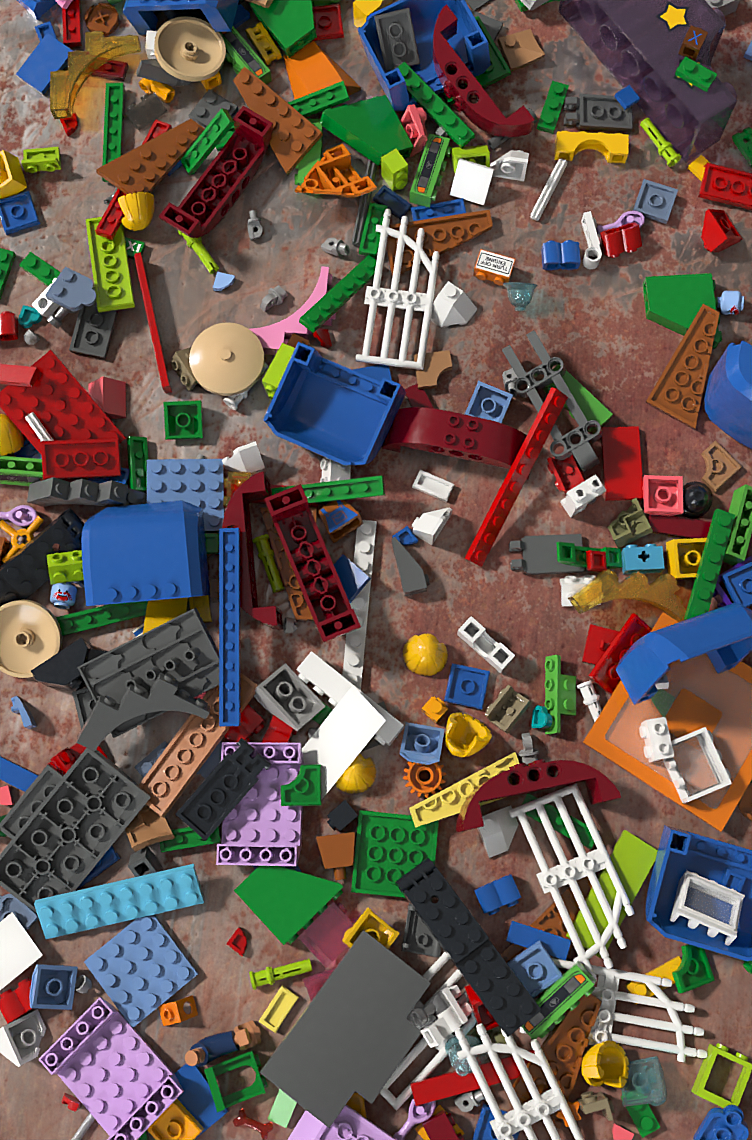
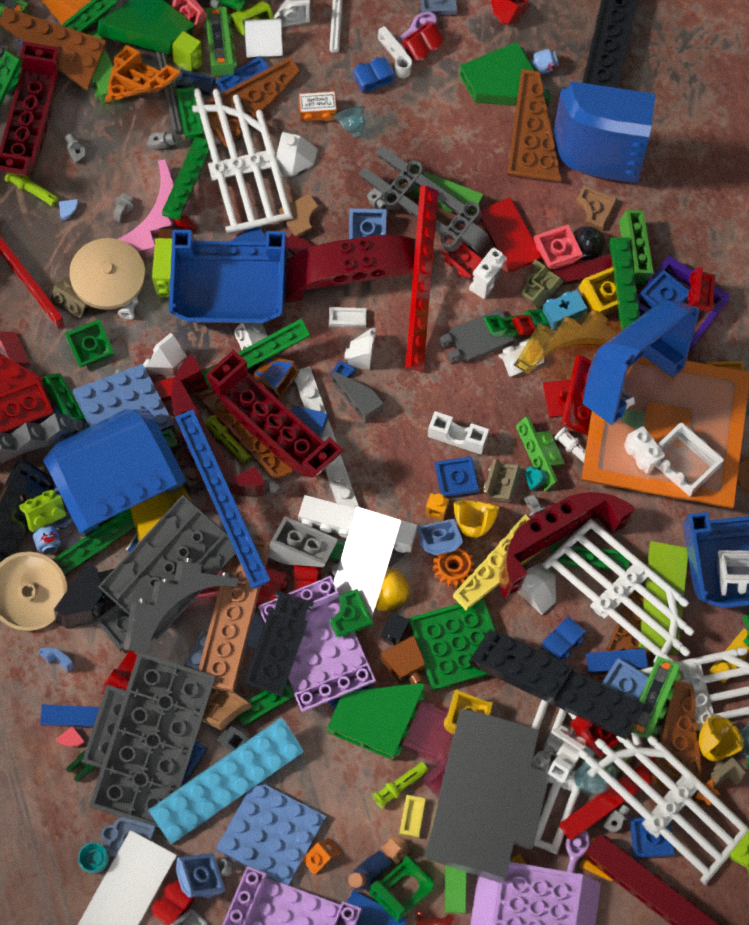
camera: 30 degrees left, 10 degrees down
(234, 478) = (165, 375): clear yellow bracket -> none
(238, 941) = (349, 775): red tile -> none
(418, 937) = (511, 701): dark grey piece -> none
(425, 654) = (406, 464): yellow hair -> none

